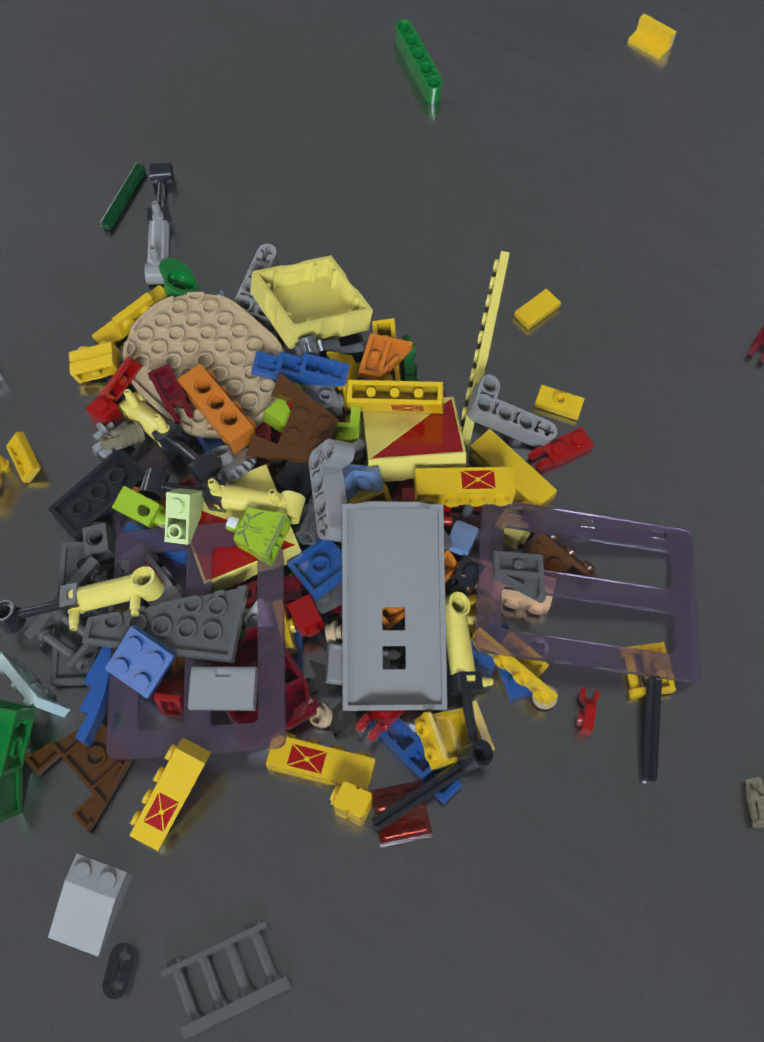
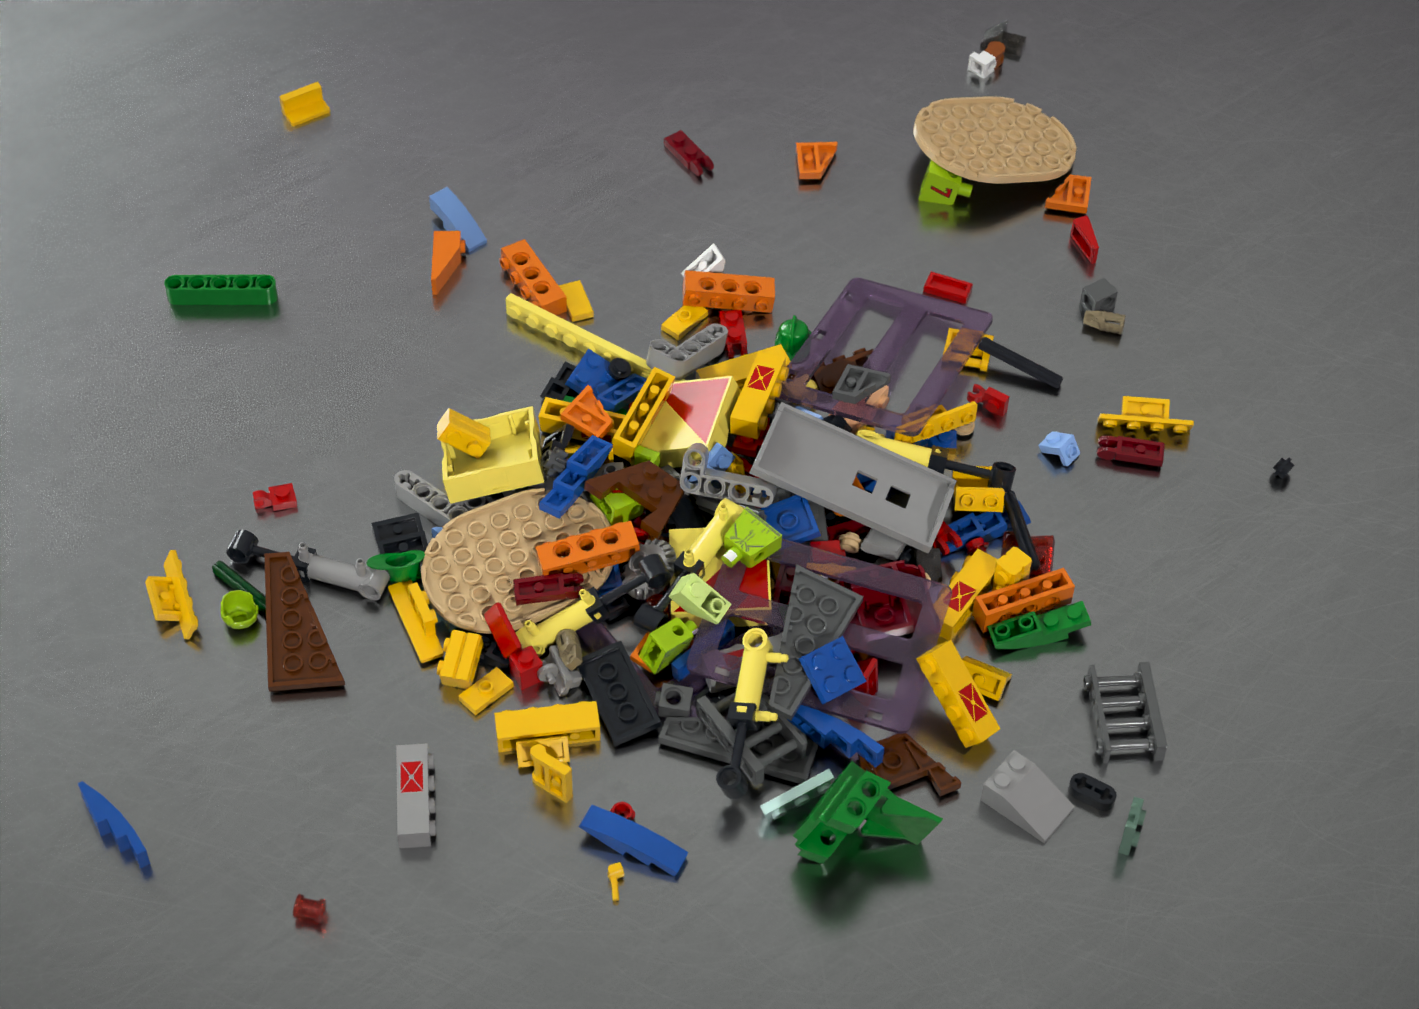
camera: 70 degrees left, 15 degrees down
(49, 451) = (575, 720): none -> yellow brick
(68, 1028) = (1135, 818): none -> sand green wing
(75, 392) = (486, 691): none -> yellow plate
(79, 241) = (295, 640): none -> reddish brown wing
(95, 146) = (170, 596): none -> yellow bracket
(95, 194) = (238, 609): none -> lime hair
(216, 274) = (399, 534): none -> black slope
(223, 688) = (883, 615): light grey piece -> none
(224, 180) = (279, 497): none -> red plate
(228, 813) = (988, 679): none -> yellow panel
(305, 853) = (1038, 630): none -> green slope
(321, 271) = (463, 433): none -> yellow brick
(330, 826) = (1035, 594): none -> orange brick
(388, 758) = (975, 544): none -> red plate
(417, 370) = (621, 393): none -> blue plate
(434, 334) = (556, 386): none -> black slope
(448, 354) = (591, 371): none -> blue plate
(461, 366) = (619, 369): none -> black plate
(530, 194) = (445, 257): none -> orange slope
(540, 266) = (532, 277): none -> orange brick
(558, 806) = (1062, 445): none -> light blue bracket
(580, 186) = (457, 218): none -> medium blue slope
(581, 498) = (792, 336): none -> green piece
(589, 888) = (1131, 450): none -> dark red hinge
(597, 392) = (728, 291): none -> orange brick
(624, 394) = (708, 261): none -> white slope
(645, 886) = (1145, 412): none -> yellow bracket
(725, 625) = (948, 287): none -> red tile

